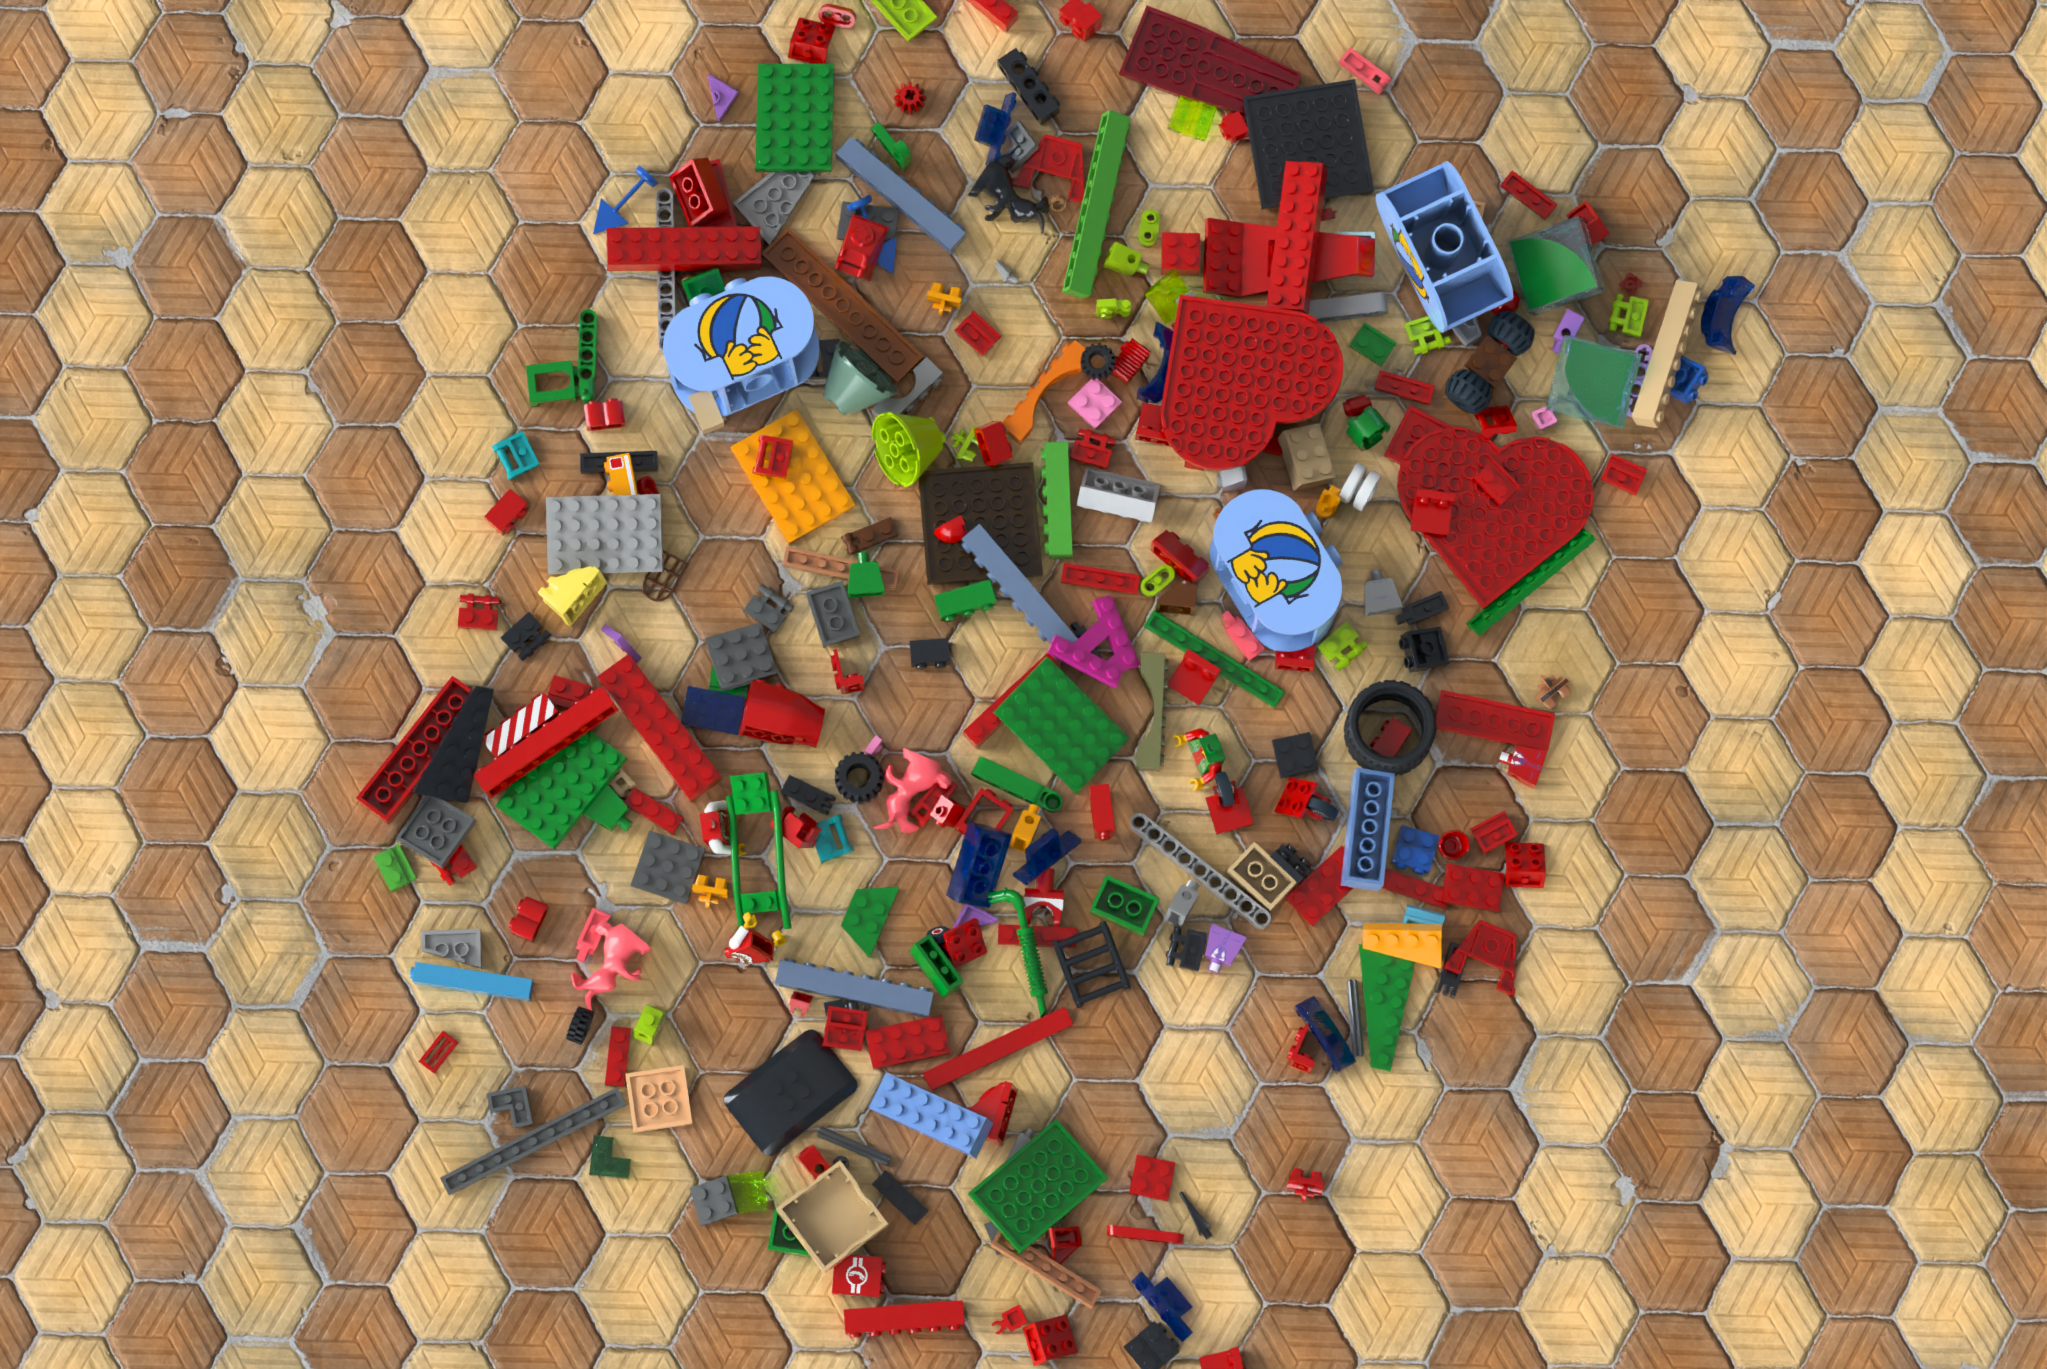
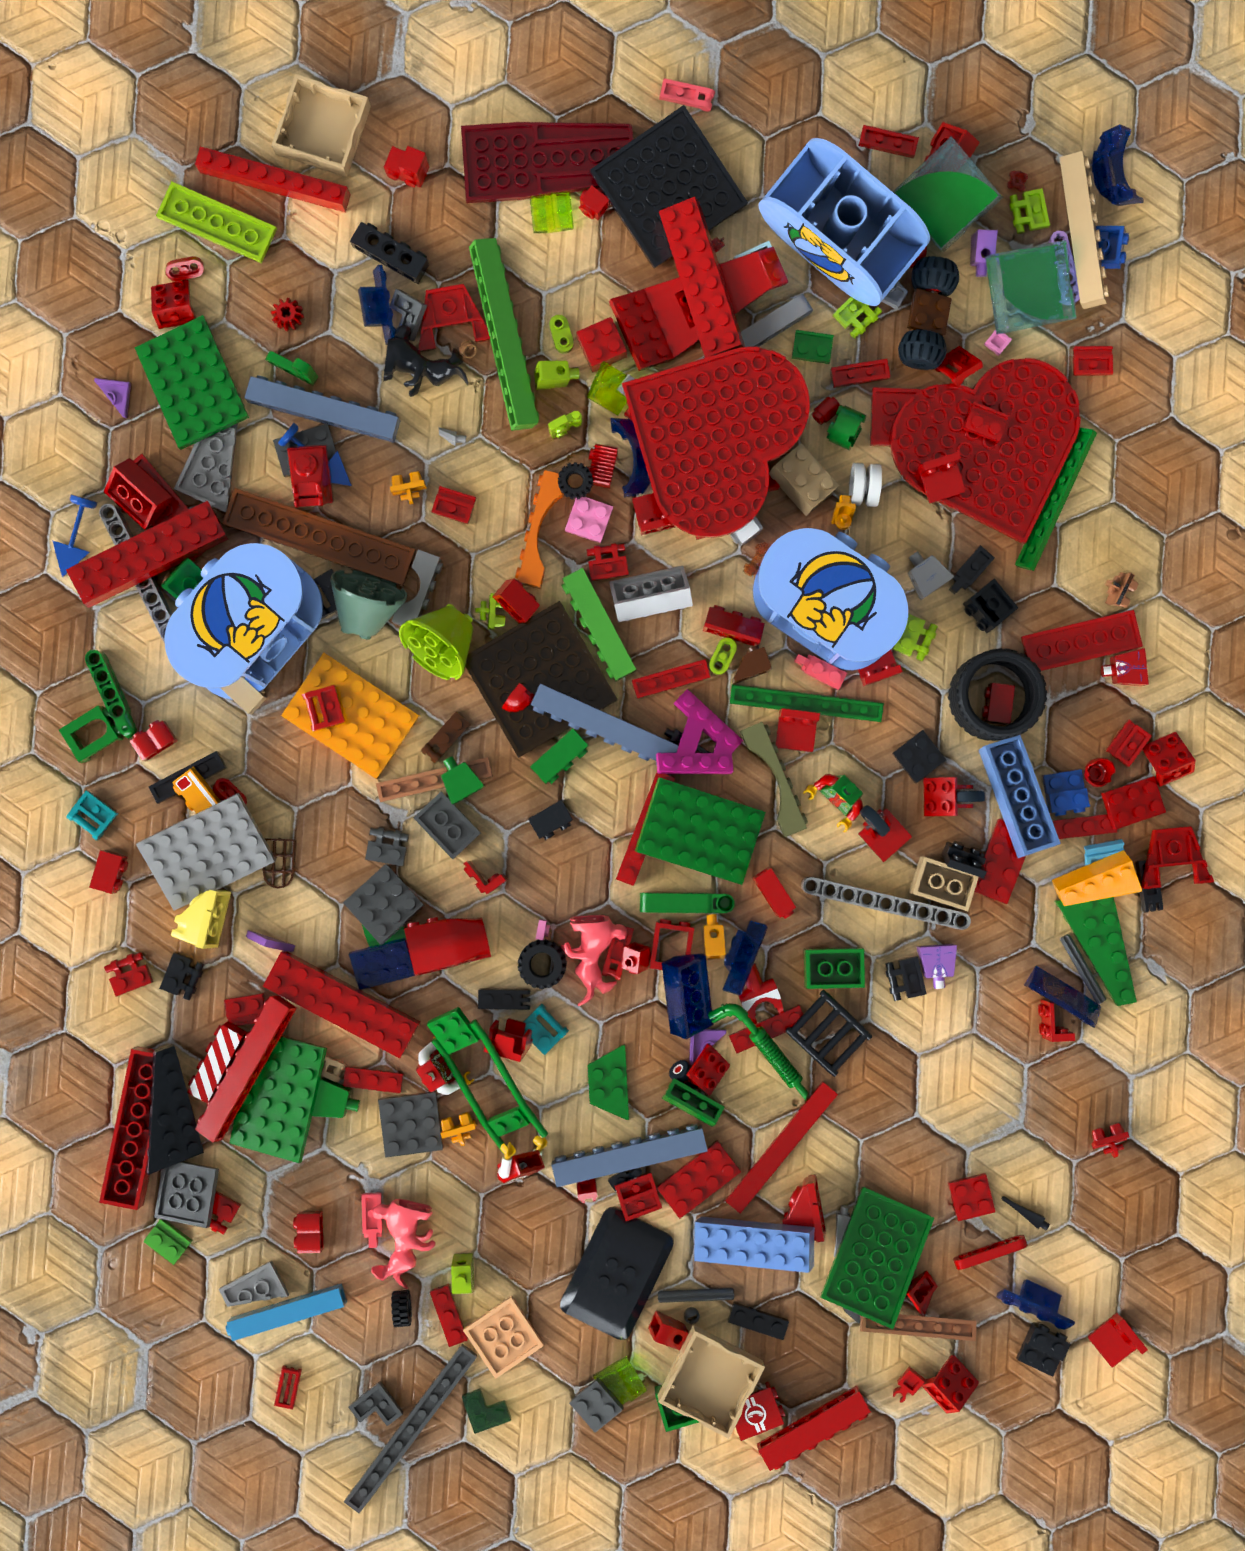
camera: 25 degrees left, 10 degrees up
(1182, 904) = (884, 948): light grey torso -> none

